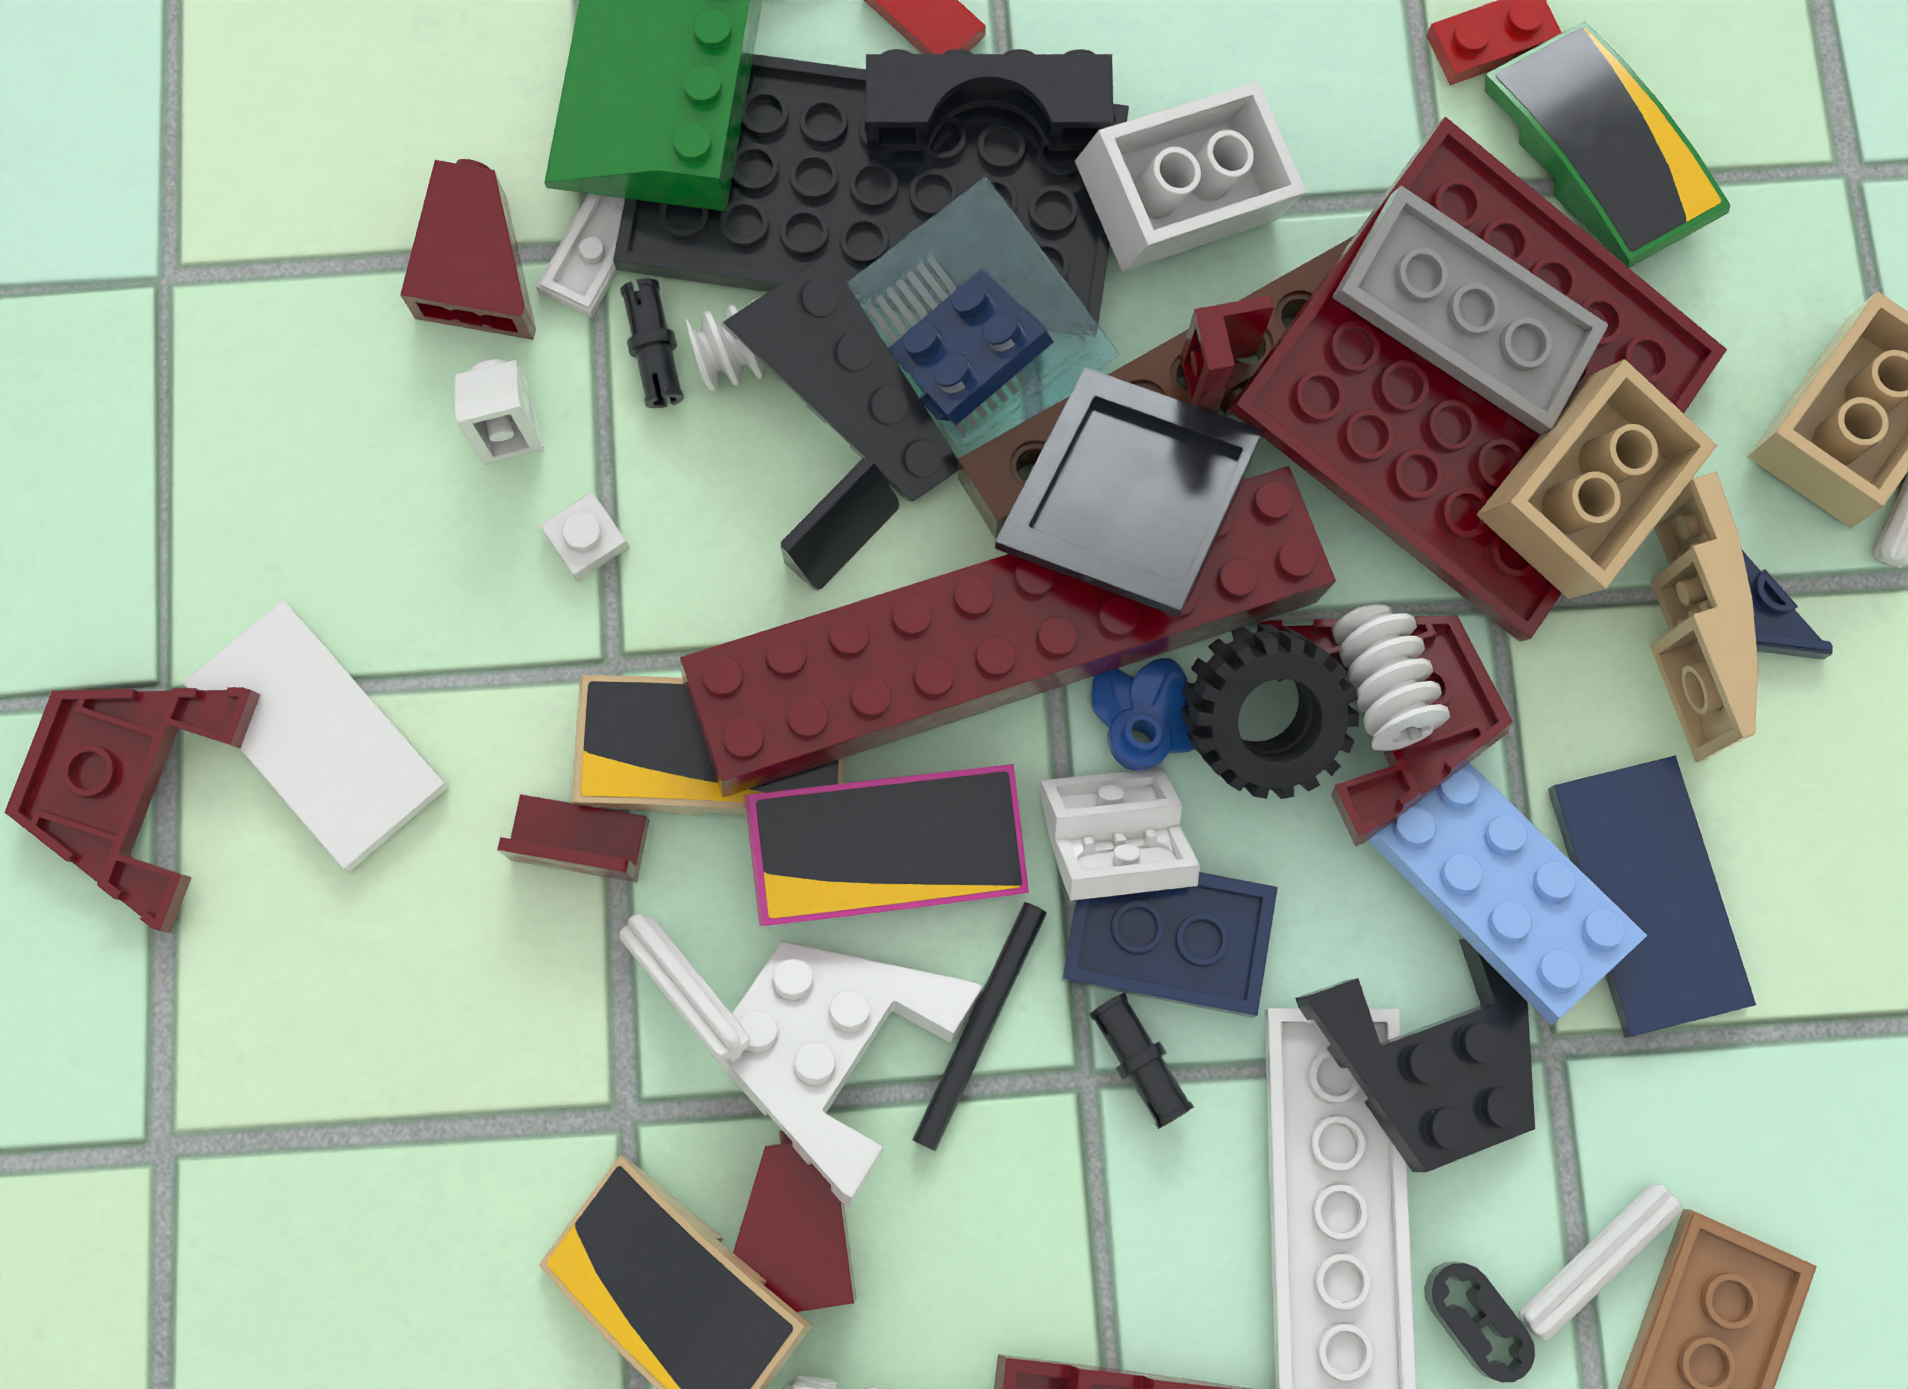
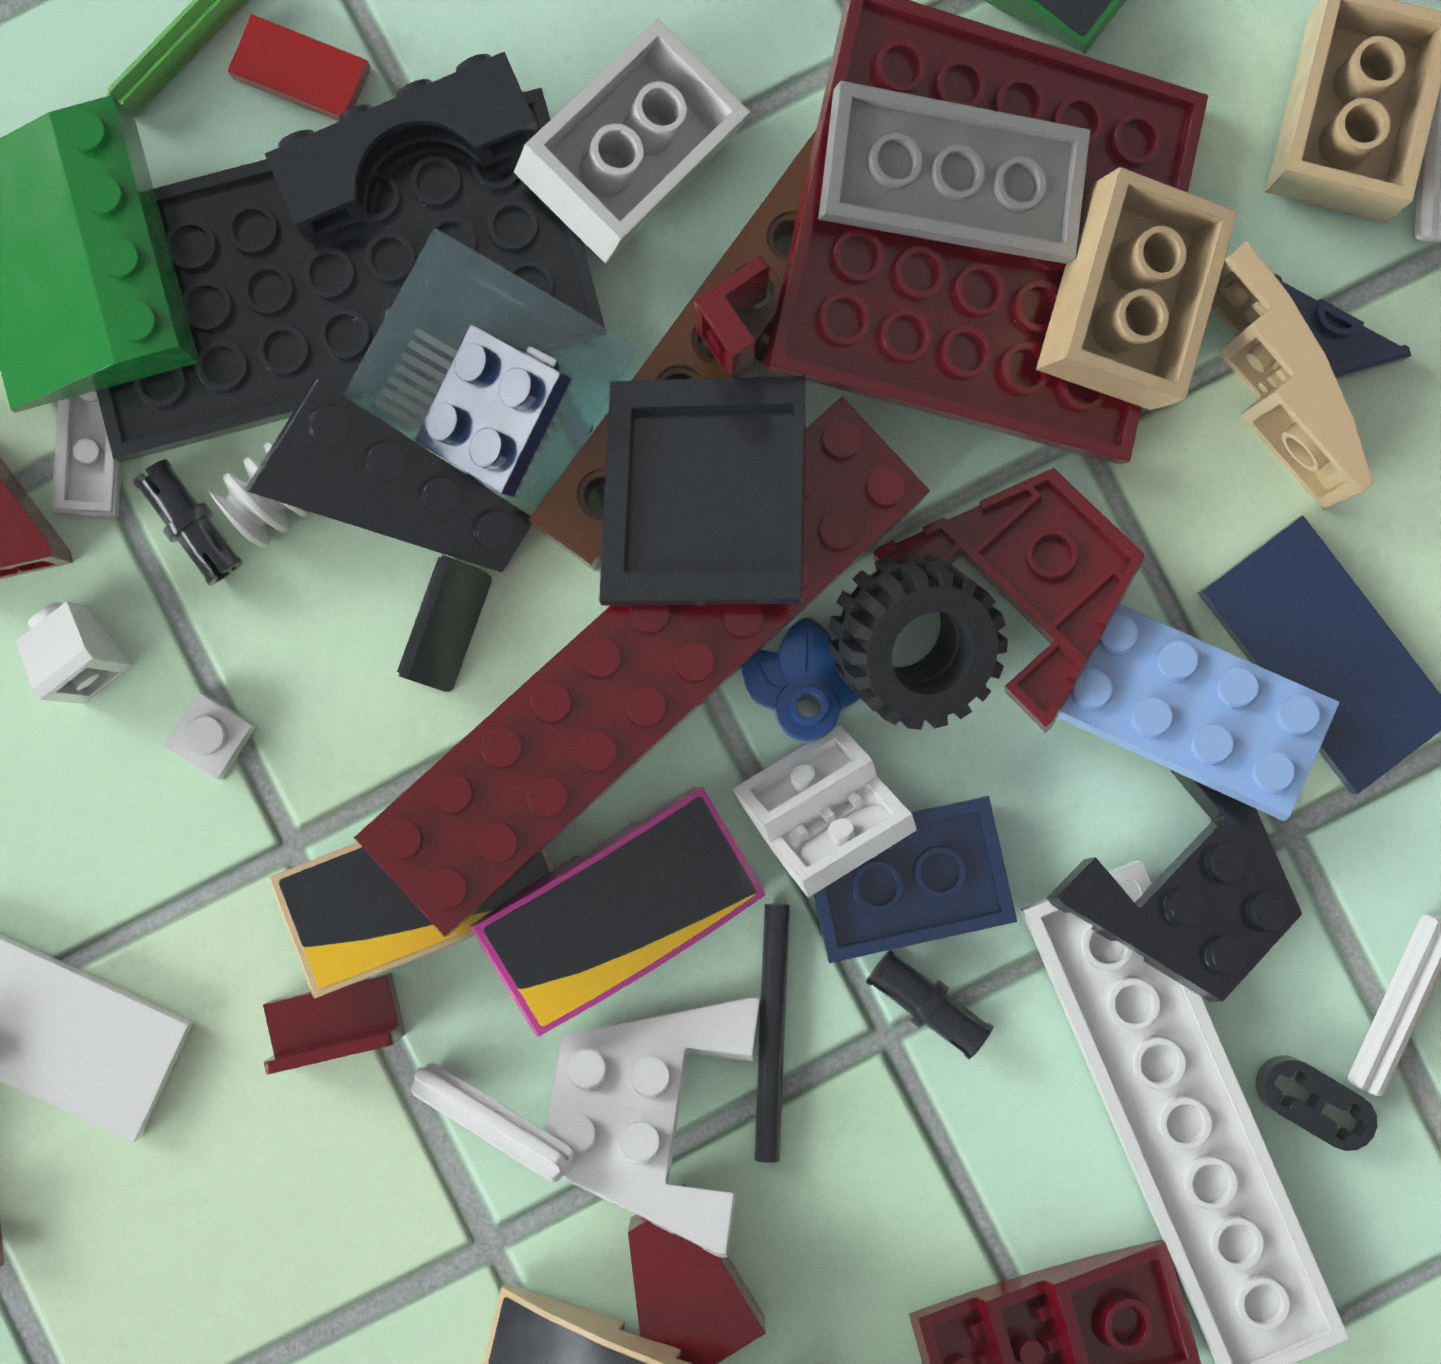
camera: 20 degrees left, 10 degrees up
(1389, 677) = (1015, 565): white piece -> none

